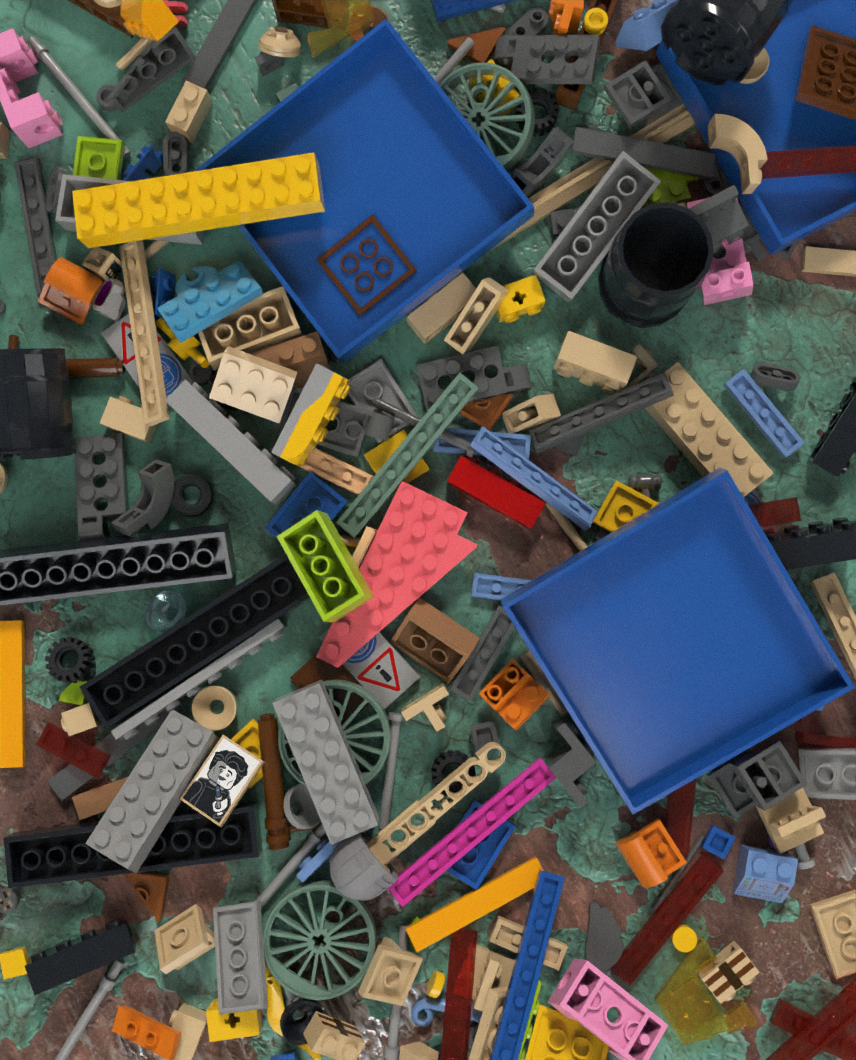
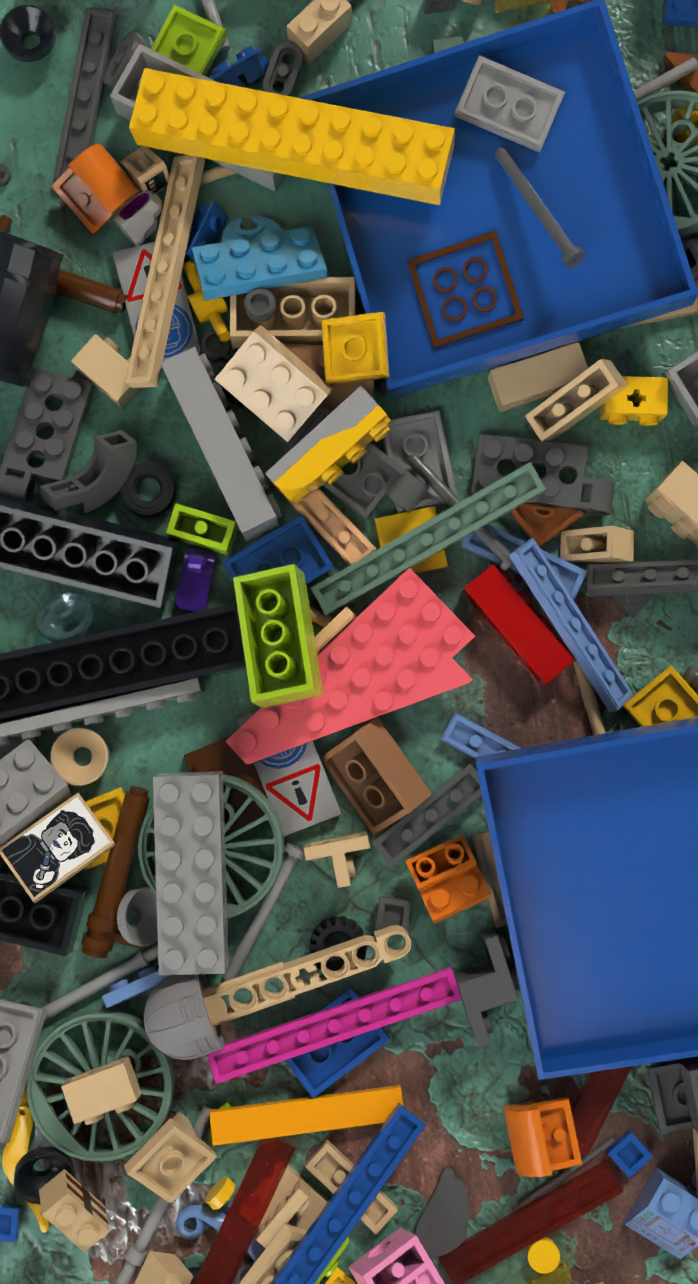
camera: 20 degrees right, 0 degrees up
(222, 331) = (260, 305): none -> dark grey tile
(241, 509) = (202, 529): none -> lime brick
(251, 548) = (195, 580): none -> dark purple piece
(302, 337) = (355, 348): none -> yellow plate
(321, 944) = (101, 1091): none -> tan brick
(347, 119) = (509, 103): none -> light grey tile
(433, 212) = (572, 255): none -> dark grey bar

